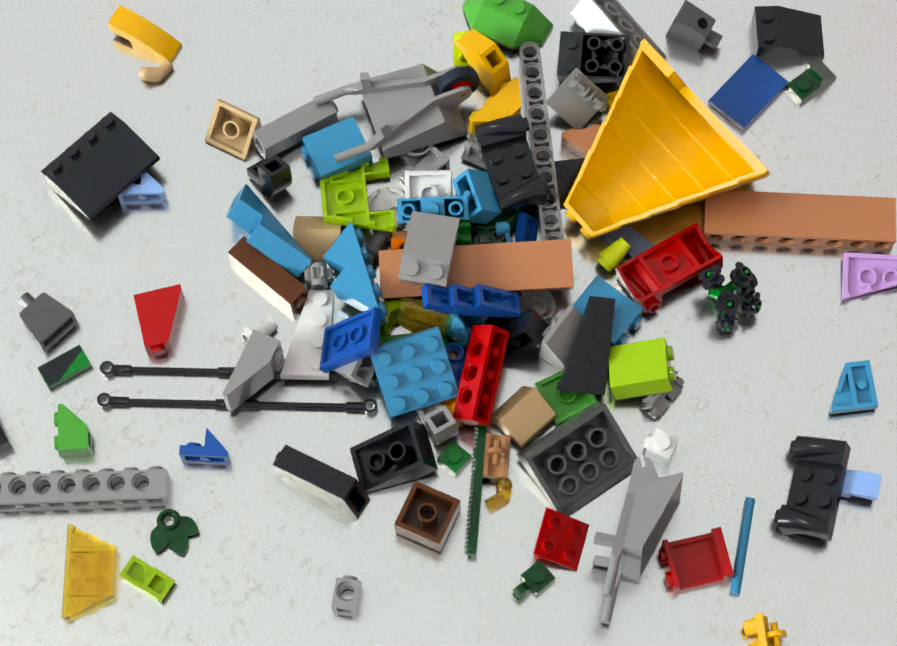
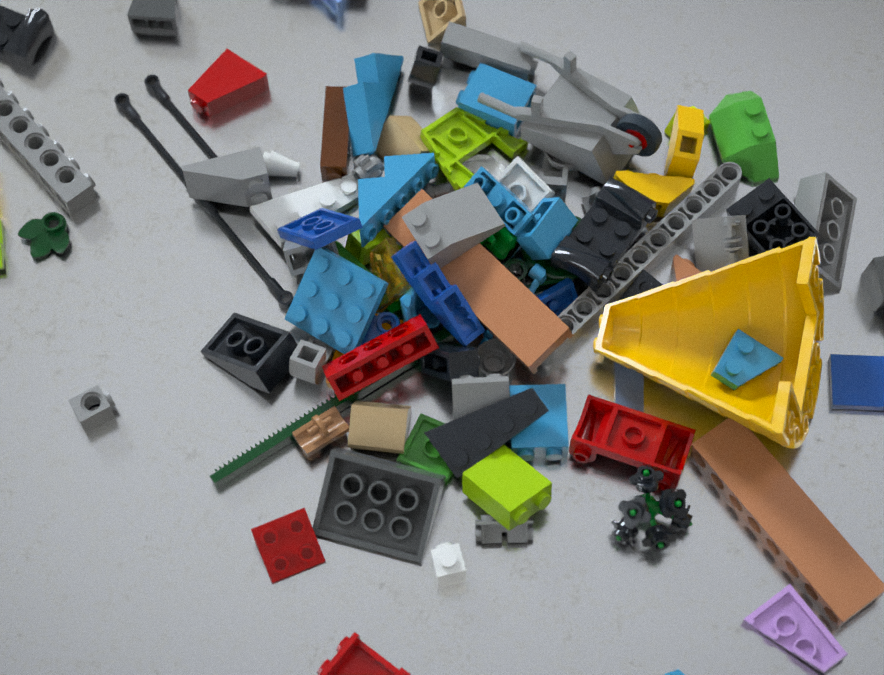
camera: 50 degrees right, 5 degrees down
(64, 367) = (128, 52): tile -> none
(73, 434) = (71, 99): bright green slope -> none
(209, 453) = (141, 206): blue slope -> none
(322, 480) = (181, 312): black slope -> none
(427, 516) = (215, 416): reddish brown brick -> none
(454, 458) = (294, 401): green plate -> none
(502, 495) = (291, 465): clear yellow arm -> none
(534, 579) = (233, 554): dark green plate -> none
(613, 254) = (601, 385): neon yellow cone -> none
(643, 521) = (341, 600): light grey piece -> none
(672, 154) = (744, 361): none -> dark azure wing

